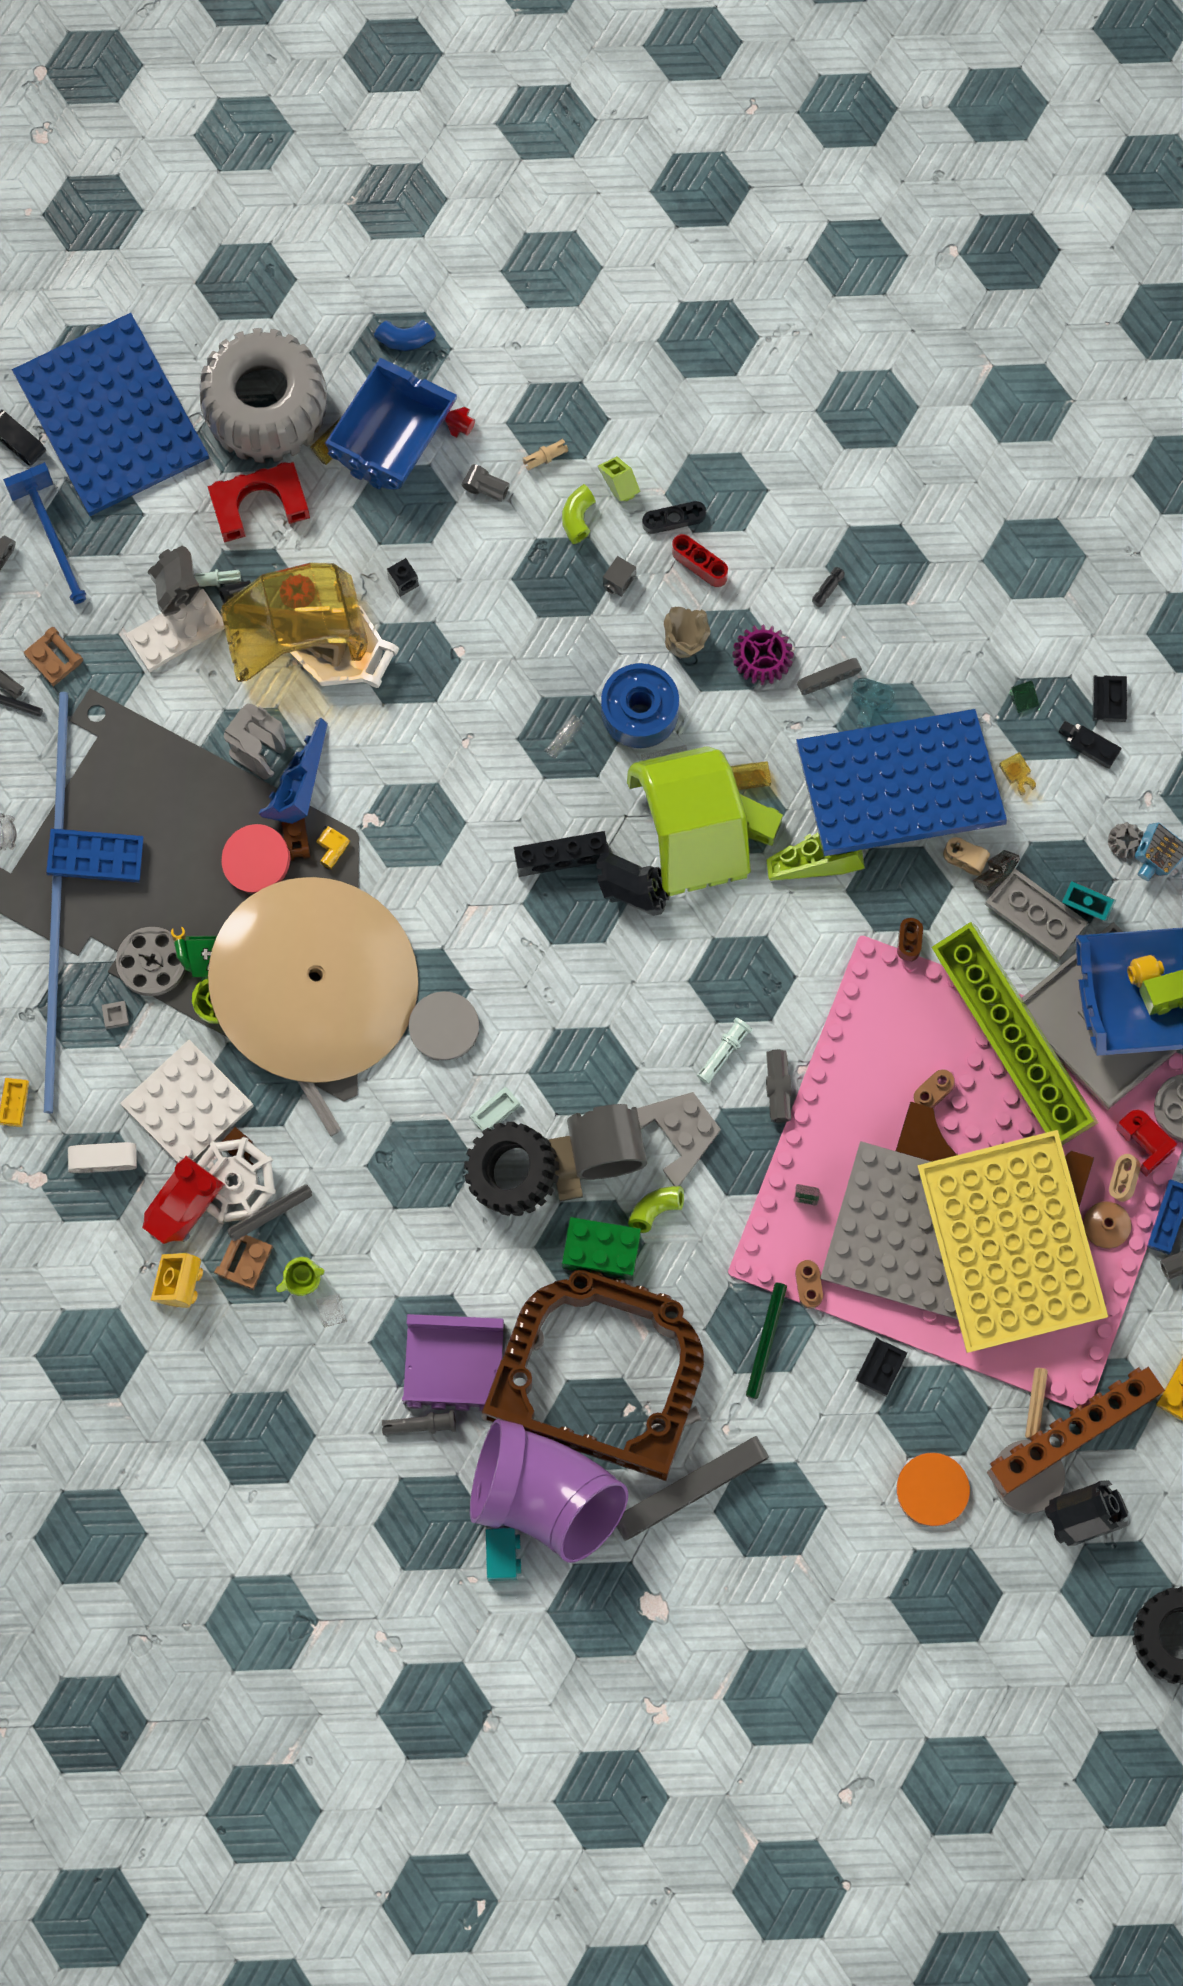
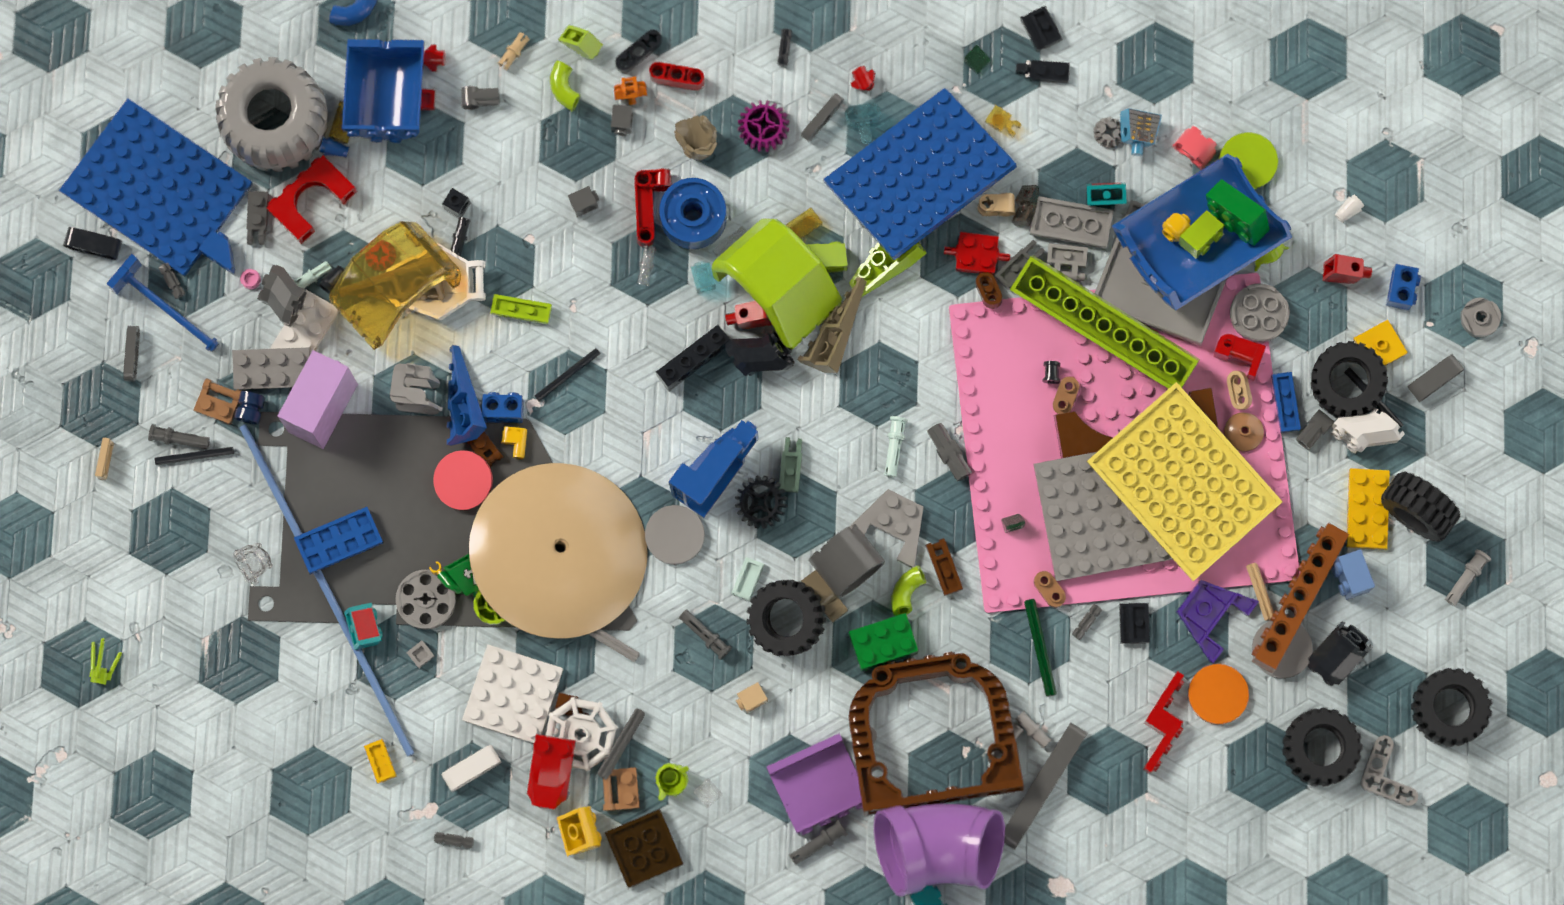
camera: 25 degrees left, 5 degrees up
(43, 1222) = (454, 840): none -> dark grey axle
(72, 954) = (363, 626): none -> brick
(74, 513) = (172, 280): none -> dark grey axle
(81, 676) = (249, 407): none -> dark blue wheel
(124, 649) = (268, 367): none -> light grey plate
(137, 506) = (218, 250): none -> blue slope
(150, 700) = (318, 399): none -> lavender container
(152, 550) = (250, 279): none -> bright pink tile
(194, 492) = (257, 216): none -> dark grey hinge
(234, 1334) = (644, 848): none -> dark brown plate
(308, 461) = (333, 148): none -> blue cone
(332, 811) = (501, 413): none -> blue brick
(389, 611) = (459, 236): none -> black pin
(411, 716) = (521, 309): none -> lime plate
(423, 806) = (567, 374): none -> black bar
(423, 1154) = (703, 632): none -> dark grey pin
(430, 459) = (428, 99): none -> red plate
(431, 1235) = (751, 698): none -> tan brick
(518, 975) = (714, 469): none -> blue panel
(534, 639) = (583, 201): none -> dark grey brick
(569, 1033) = (767, 496): none -> black gear
(597, 669) = (659, 181): none -> red piece
(602, 1017) = (791, 467): none -> sand green hinge
(615, 777) = (703, 277): none -> clear light blue brick
(640, 839) = (755, 317): none -> torso
(643, 551) = (630, 90): none -> orange piece
(708, 915) = (829, 346): none -> dark tan wedge
(708, 1204) = (944, 567): none -> reddish brown plate
(712, 1423) = (1033, 729): none -> light grey pin
(831, 1339) = (1086, 622): none -> dark grey axle
(857, 1489) = (1164, 723): none -> red bracket
(893, 658) = (863, 79): none -> red piece
(918, 895) = (976, 253): none -> red plate
(931, 1057) = (1051, 372): none -> black bush
(941, 930) = (1012, 269): none -> dark grey hinge
(967, 1390) = (1205, 608): none -> dark purple wing
(1013, 946) = (1069, 256): none -> light grey plate
(1043, 1584) = (1347, 737): none -> black tyre
(1063, 1666) = (1377, 775): none -> light grey beam
(1146, 1436) = (1352, 575): none -> medium blue piece

